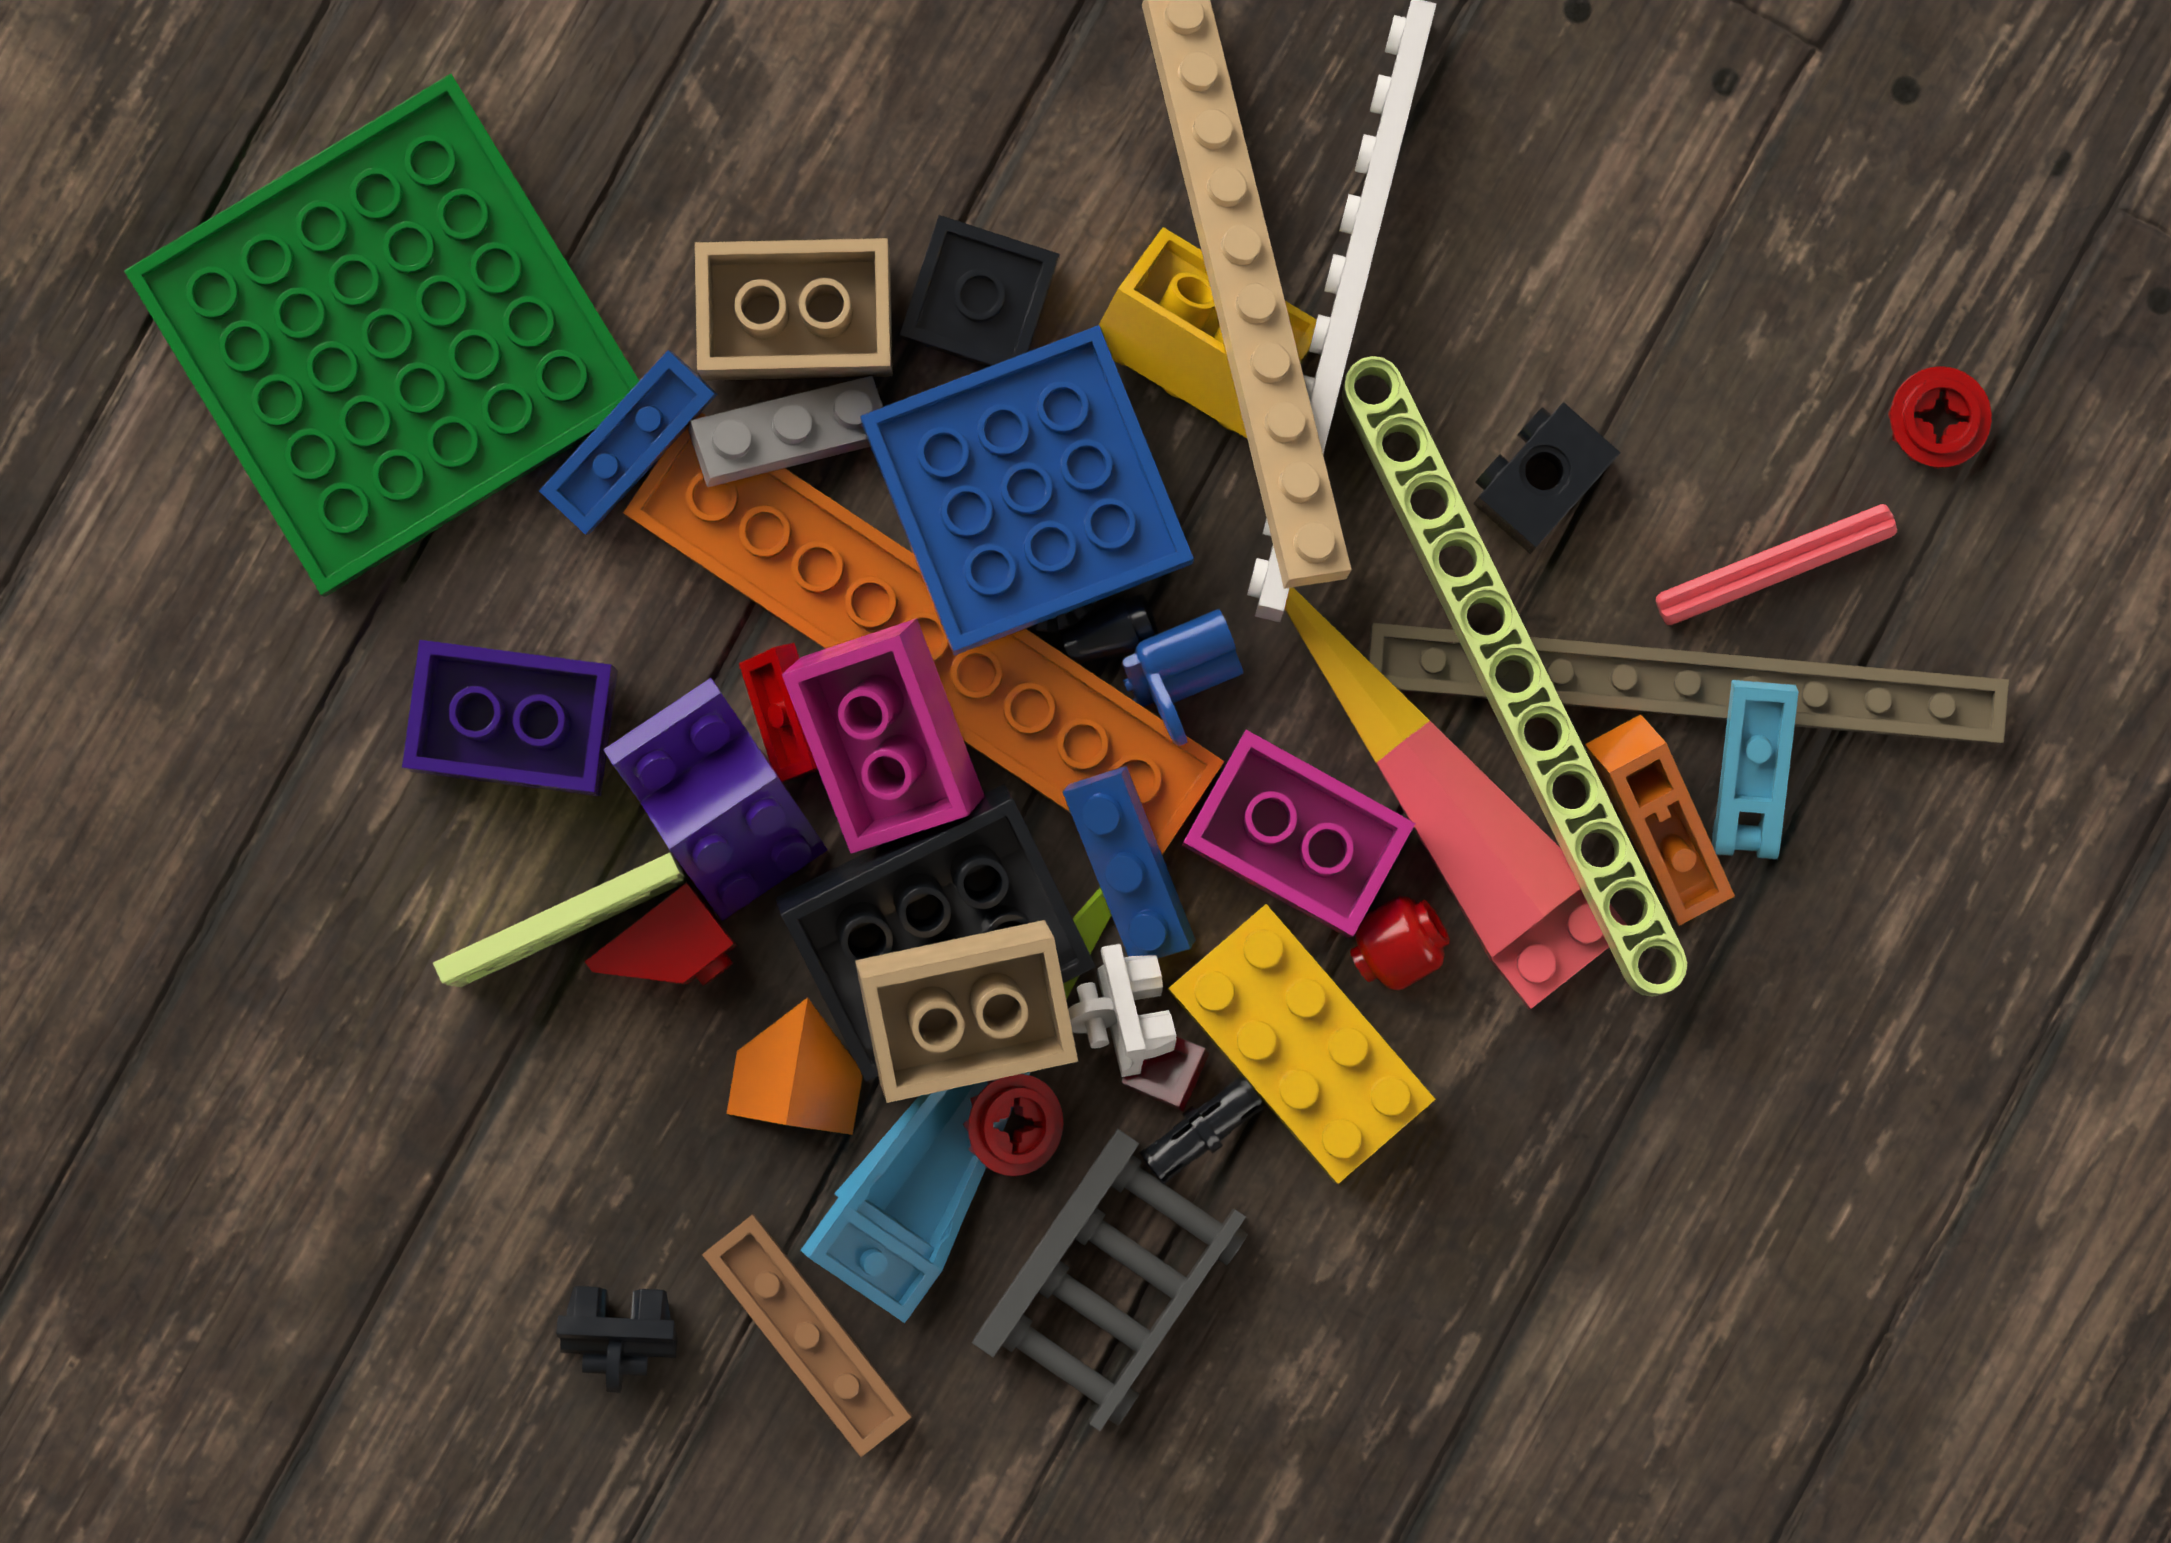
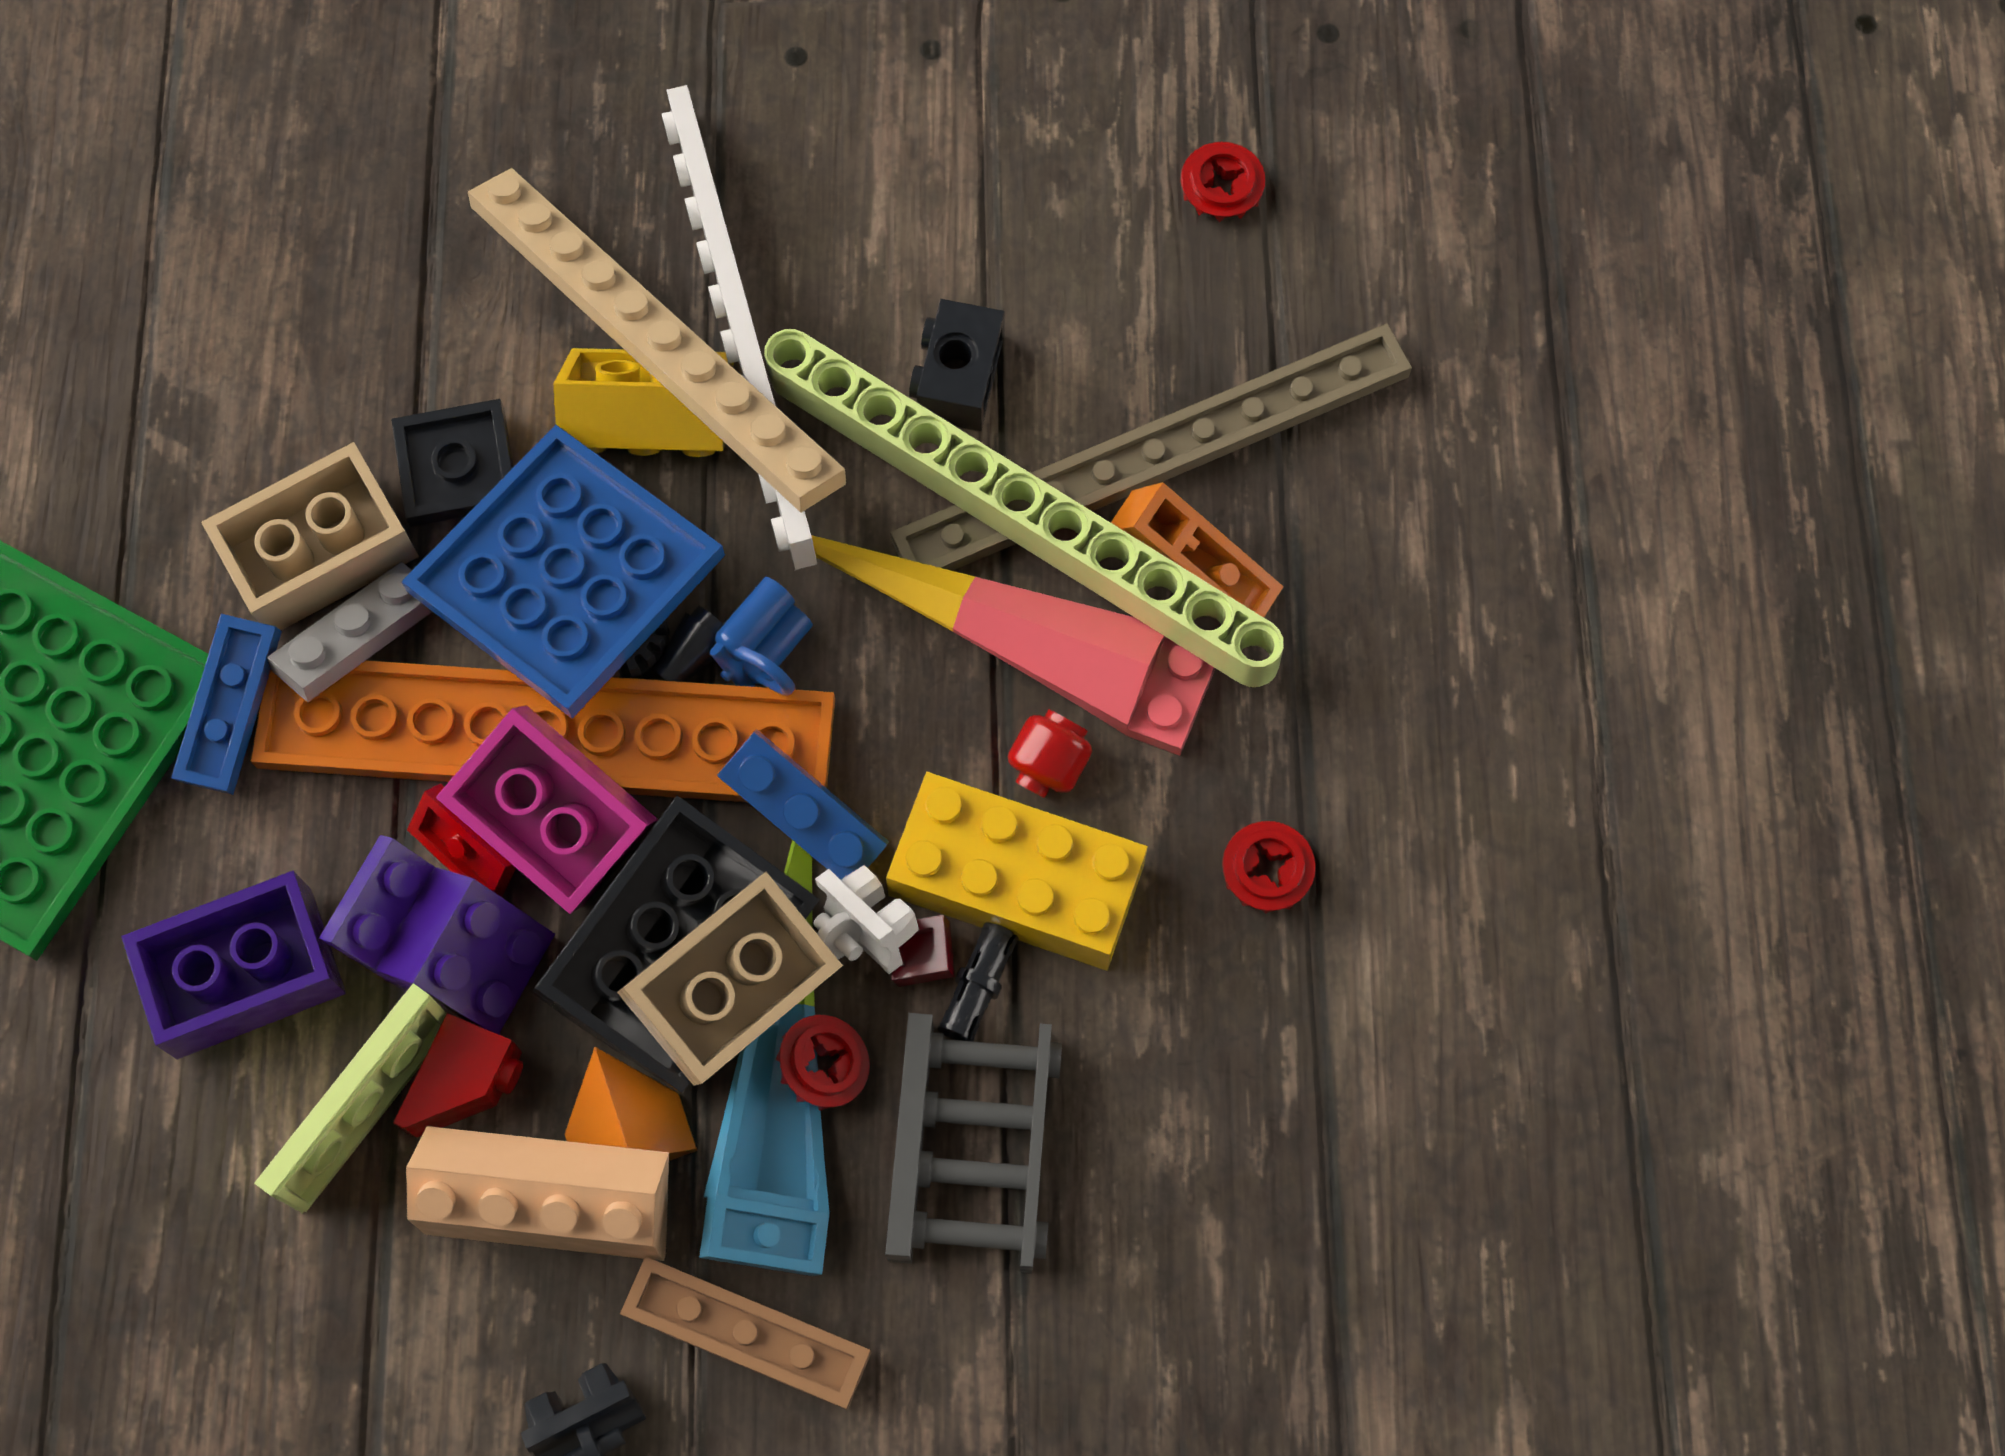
camera: 25 degrees left, 15 degrees down
(688, 1104) = (539, 1193): none -> light nougat slope
(1298, 834) = (921, 712): dark pink brick -> none
(1567, 1196) = (1276, 842): none -> red gear
(1755, 767) = (1241, 479): medium azure plate -> none
(1776, 564) = (1167, 340): coral axle -> none

